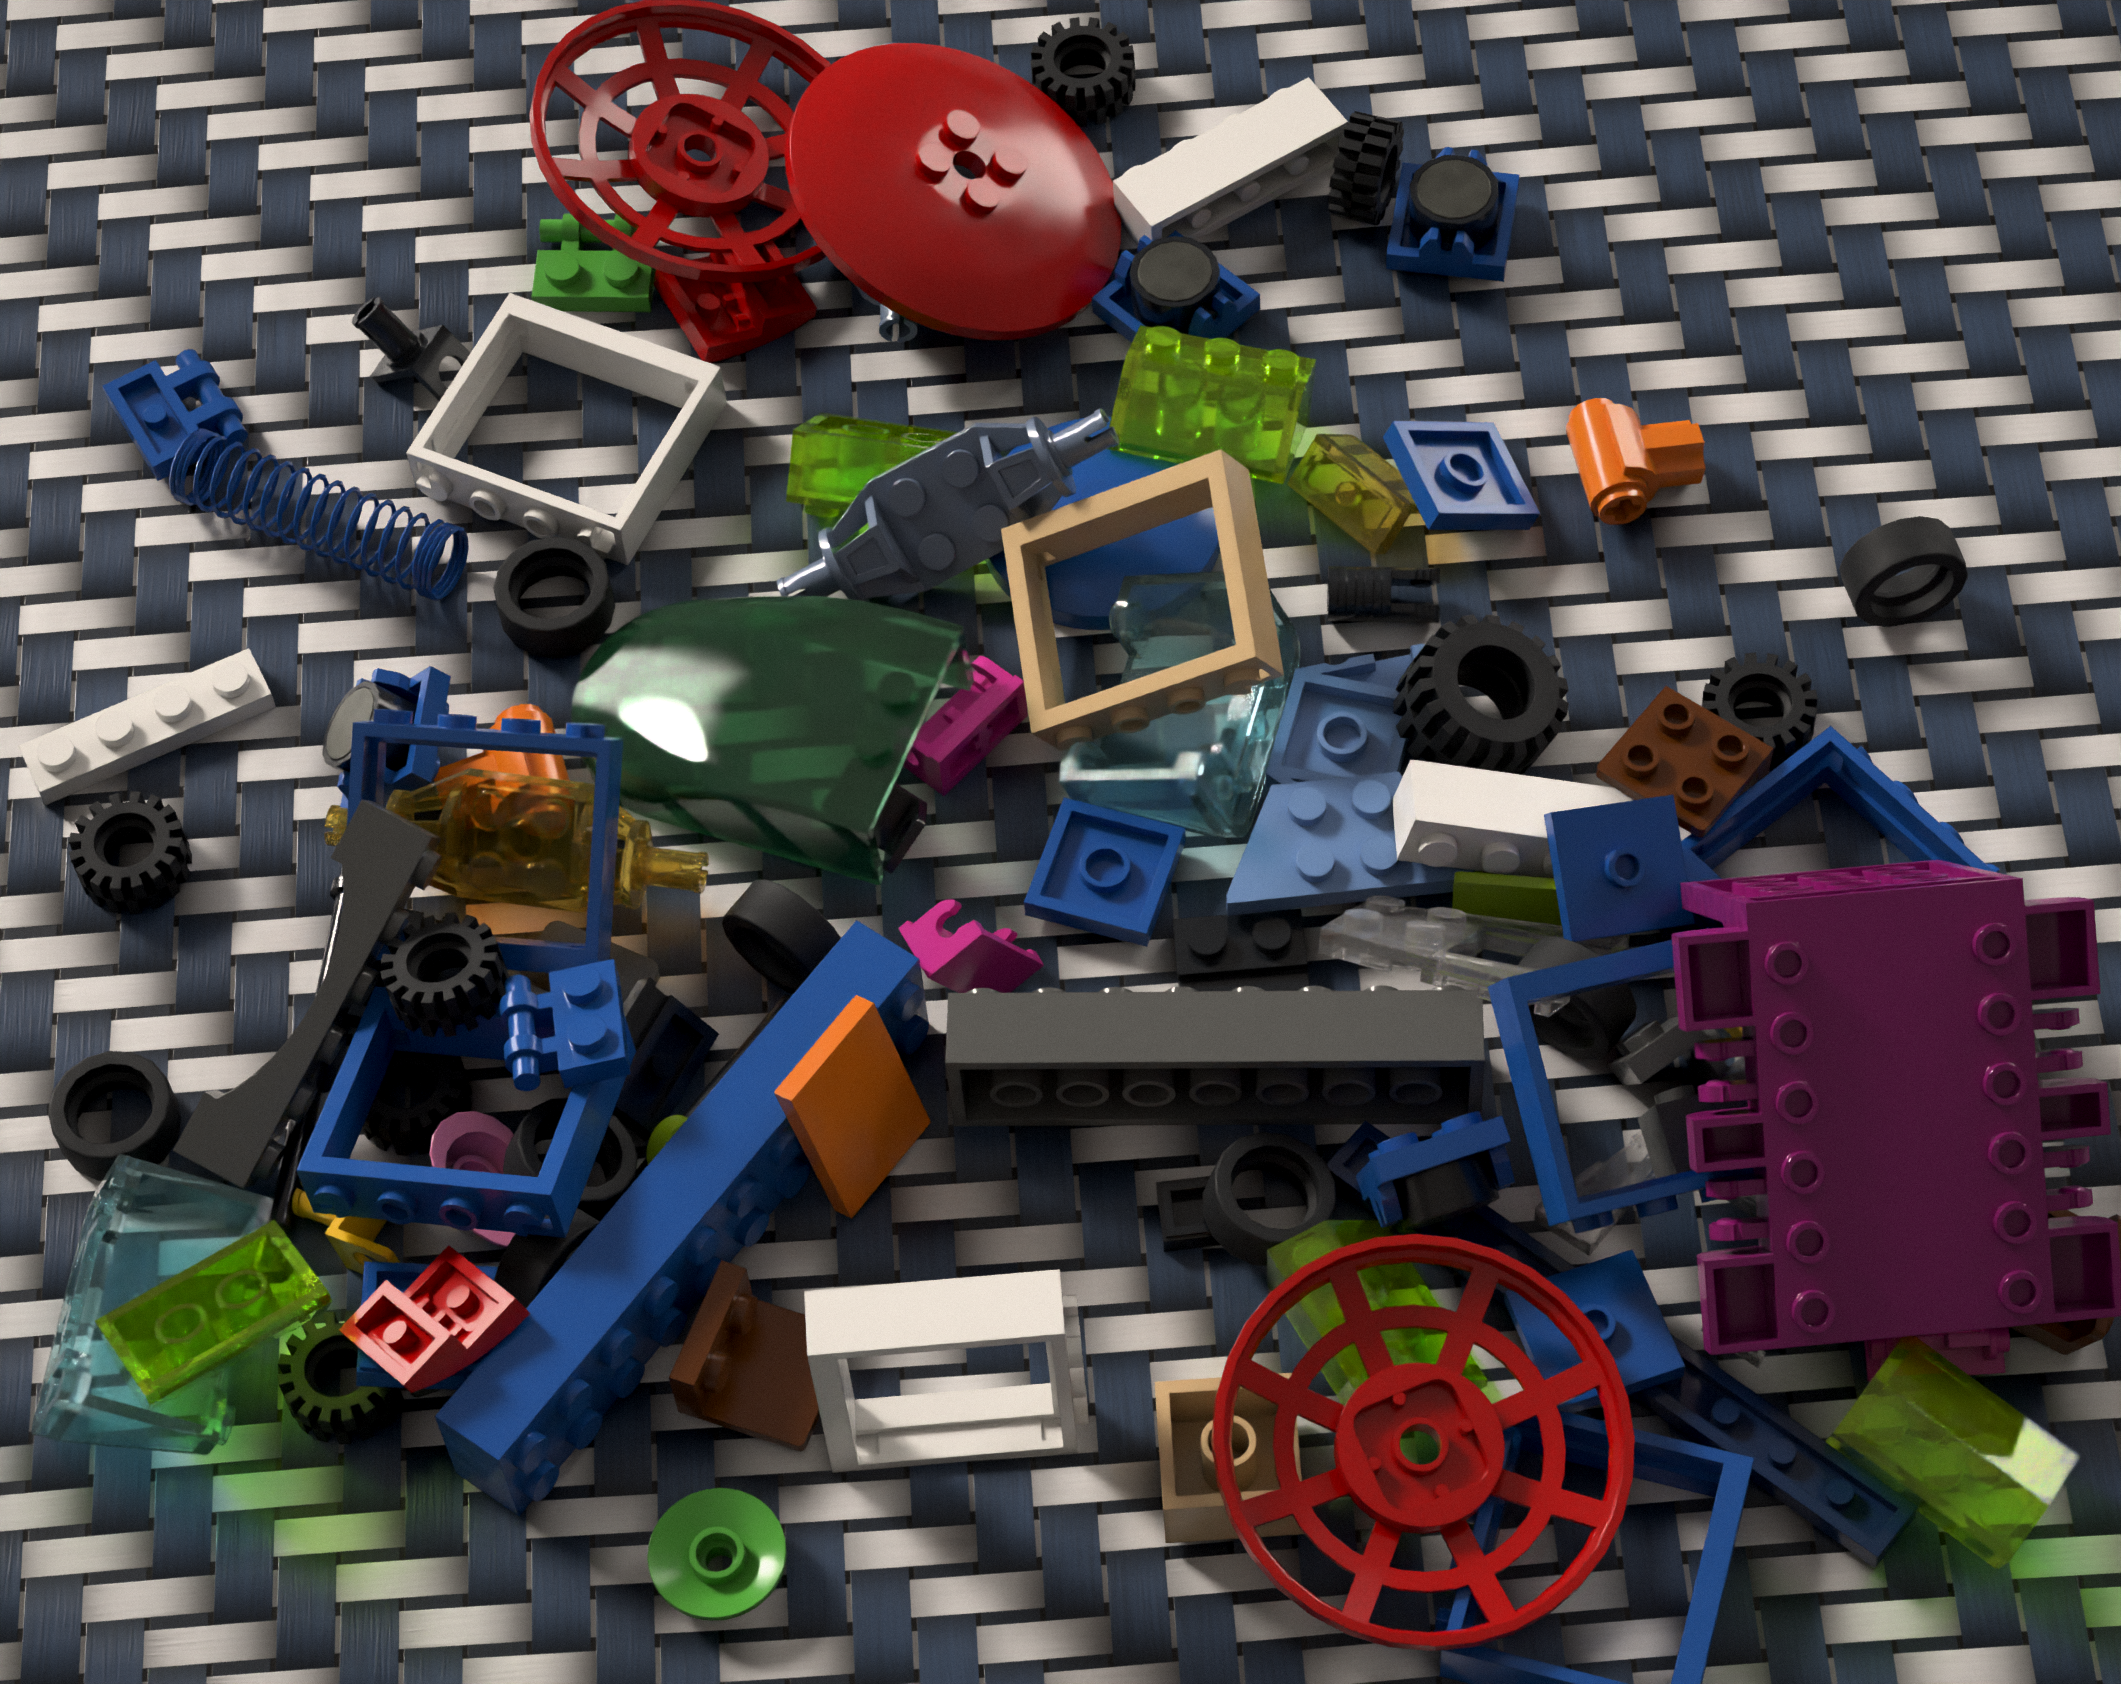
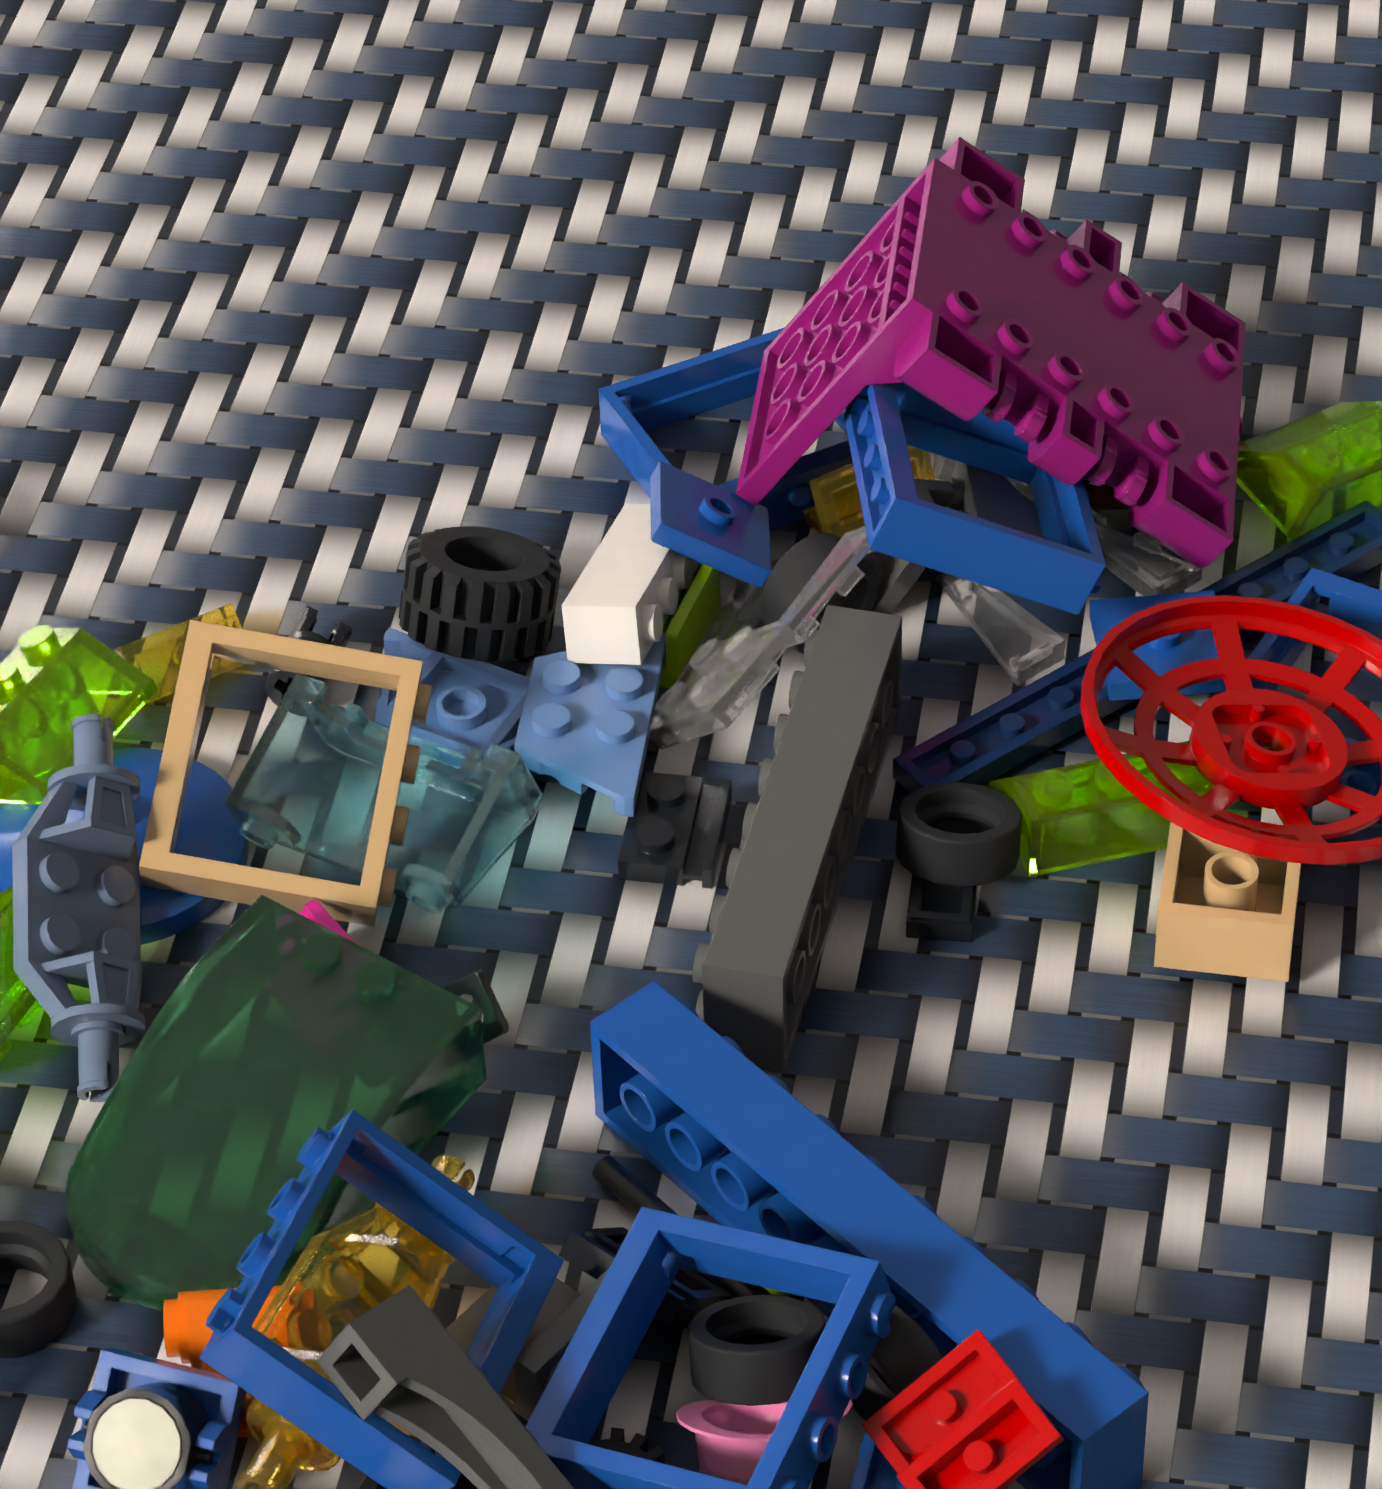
camera: 80 degrees left, 15 degrees down
(435, 950) = (534, 1320): black tyre -> none
(587, 1024) = (657, 1226): blue plate -> none
(711, 1526) = (1240, 1300): bright green dish -> none
(747, 1365) = (1039, 1236): reddish brown bracket -> none
(779, 933) = (529, 1111): black tyre -> none
(853, 1106) = (786, 1053): orange tile -> none
(939, 1318) = (1131, 1029): white window -> none
(971, 955) = (626, 977): dark pink hinge -> none
(1105, 871) = (544, 900): blue plate -> none
(1438, 1176) = (991, 685): piece -> none
(1461, 475) = (224, 570): blue plate -> none
(1628, 461) = (240, 468): orange piece -> none
(1686, 754) = (591, 479): reddish brown bracket -> none
(1770, 685) = (566, 430): black tyre -> none
(1895, 548) = (453, 321): black tyre -> none

